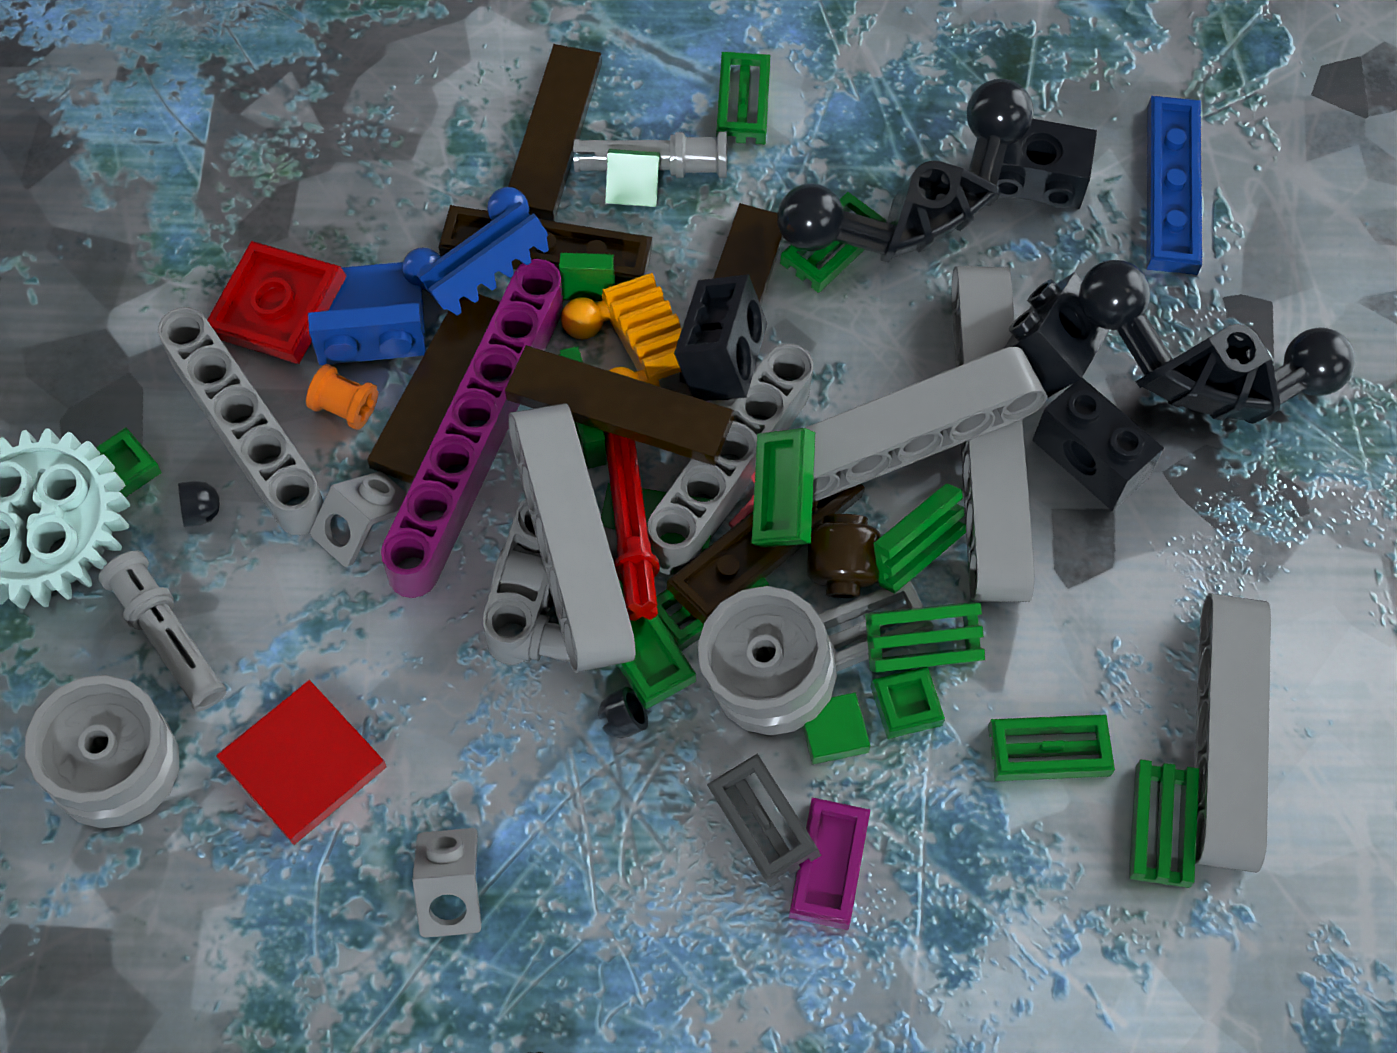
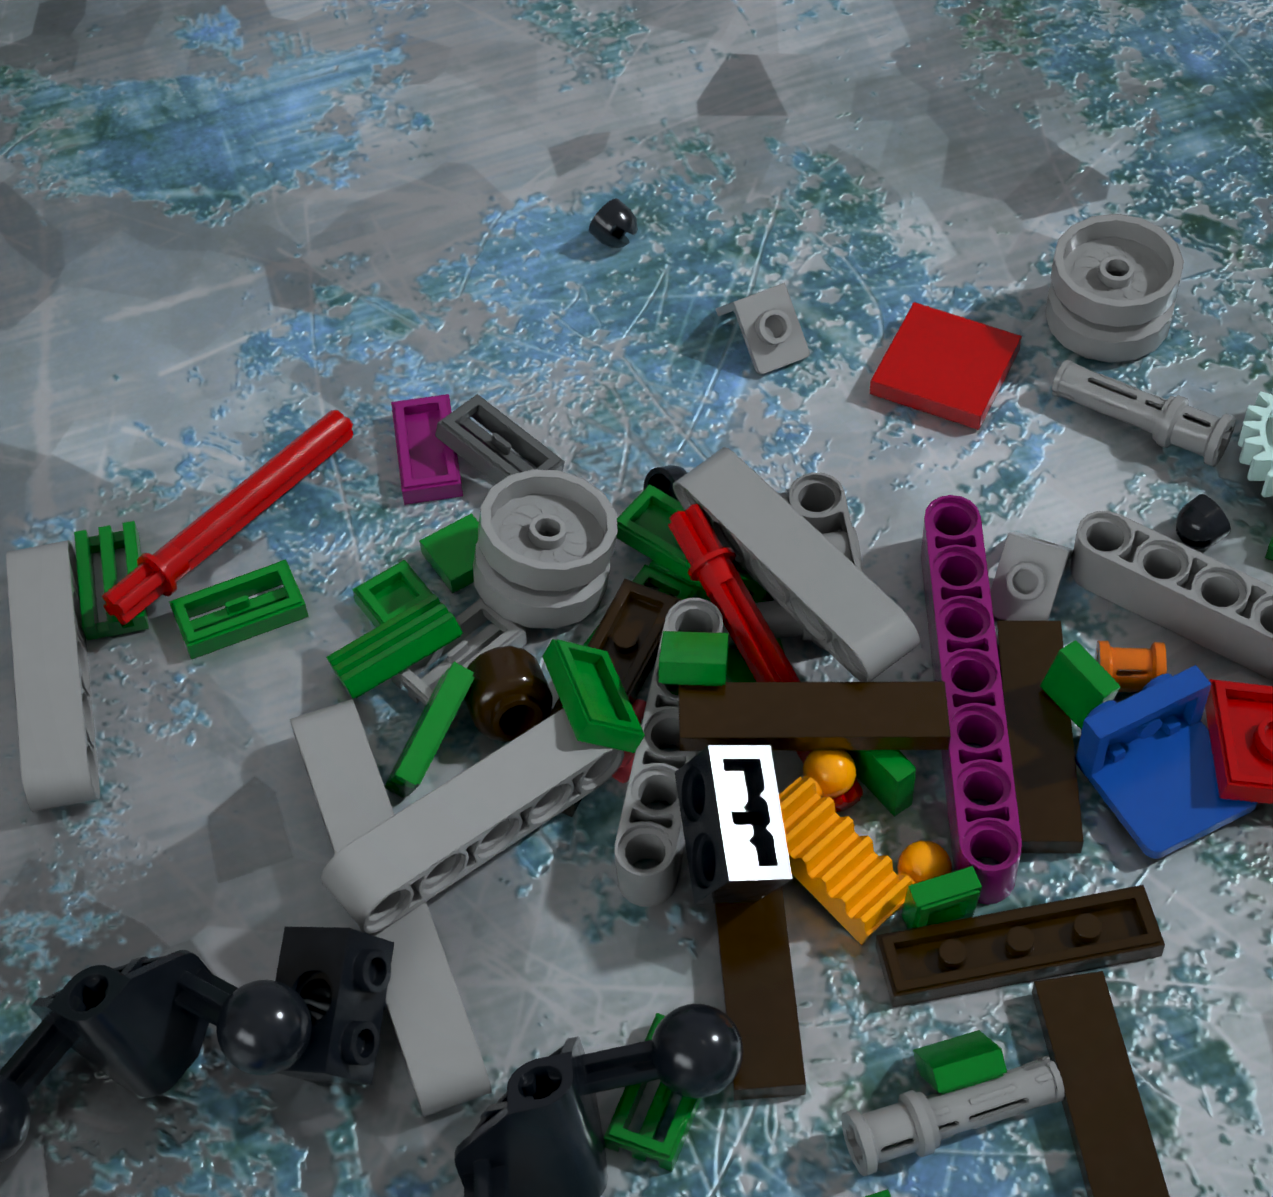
camera: 165 degrees right, 10 degrees down
(396, 373) = (1078, 682): none -> green tile
(480, 255) = (1065, 850): blue gear -> none
(693, 471) = (693, 658): none -> green tile
(1013, 854) = (162, 570): none -> red axle
(1097, 443) = (244, 904): black brick -> none

